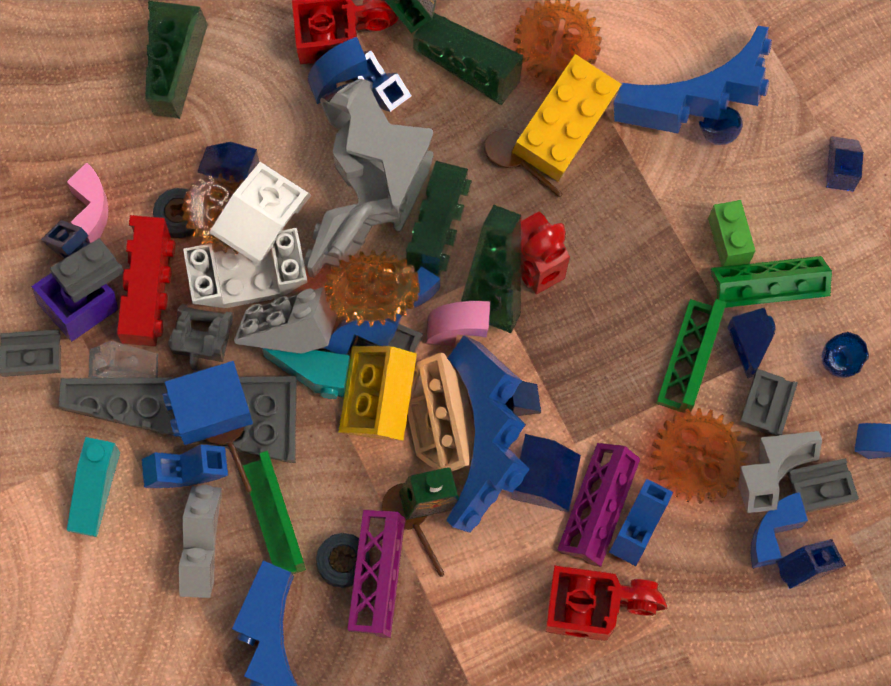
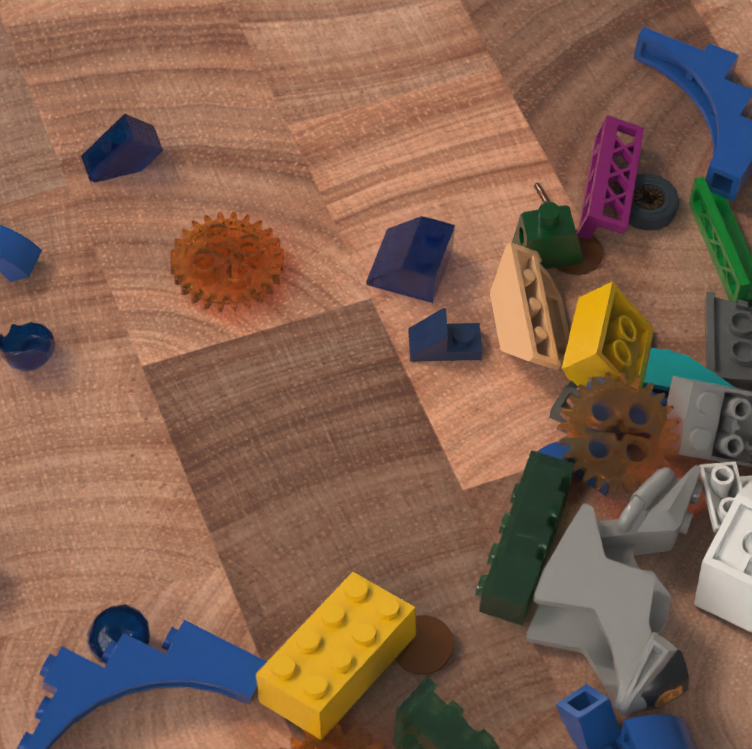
camera: 175 degrees left, 15 degrees down
(456, 319) = (507, 398): bright pink brick -> none
(496, 428) = (470, 284): blue arch -> none
(497, 268) = (463, 437): clear green wedge -> none
(542, 253) = (398, 466): red brick -> none
(588, 602) = (377, 130): red brick -> none
(605, 503) = (342, 224): magenta fence -> none
(641, 522) = (306, 209): blue brick -> none
(702, 353) = (203, 360): green fence -> none
(731, 233) = (135, 495): bright green brick -> none
(751, 337) = (134, 376): clear blue slope -> none
(768, 403) = (131, 309): dark grey plate -> none
(771, 282) = (93, 431): green fence -> none
(777, 457) = (135, 249): light grey arch -> none
(788, 516) = (153, 192): blue brick -> none
(824, 485) = (88, 223): dark grey plate -> none

